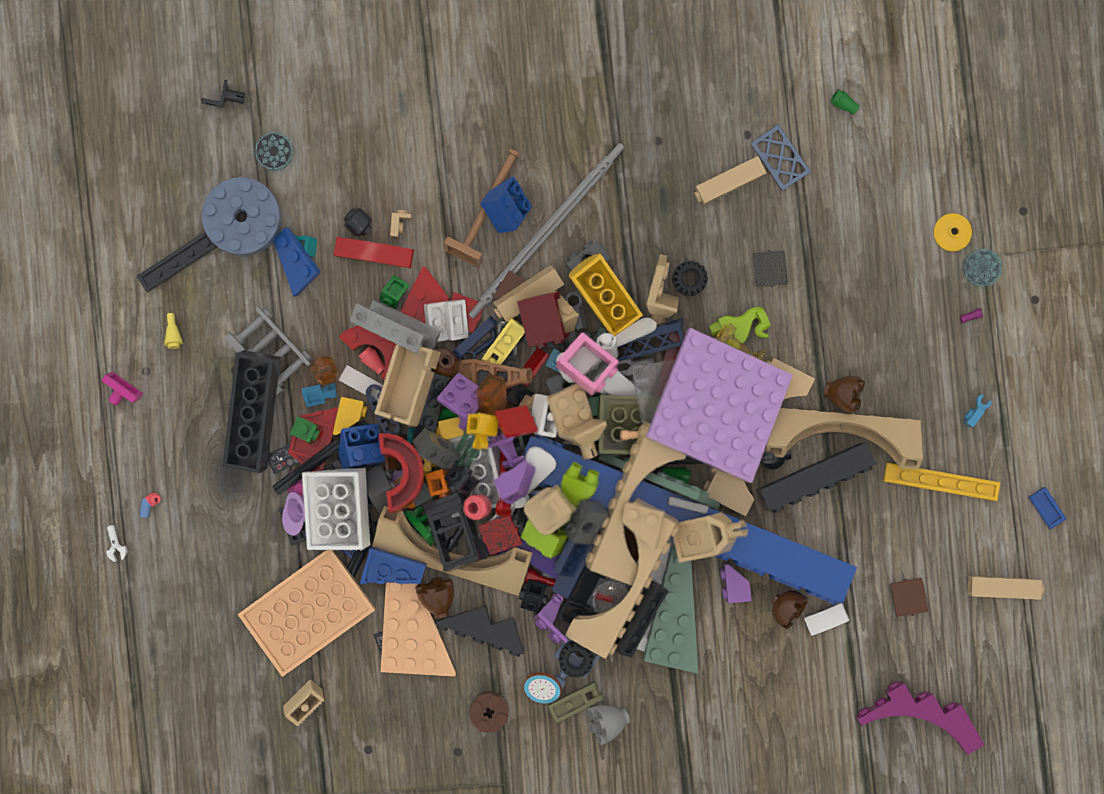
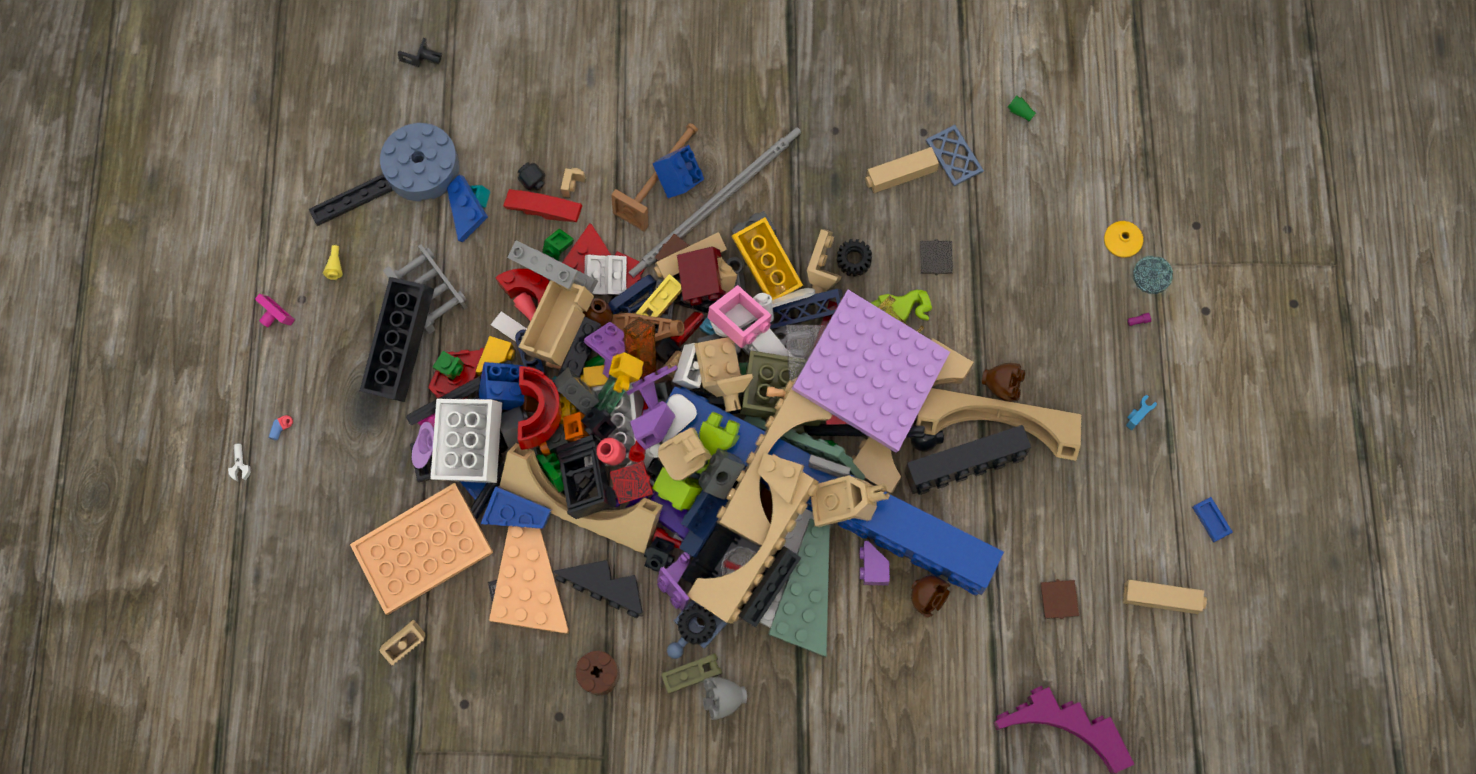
camera: 10 degrees right, 15 degrees down
(274, 151) = (460, 108): tile -> none
(281, 459) = (420, 396): black sticker -> none
(316, 395) = (465, 335): dark azure plate -> none
(324, 370) = (477, 310): clear orange head -> none
(436, 596) = (558, 545): reddish brown piece -> none
(516, 421) = (660, 366): red piece -> none
(542, 688) = (657, 654): piece -> none
(826, 619) = (969, 612): white slope -> none
(942, 482) = (1100, 482): yellow tile -> none

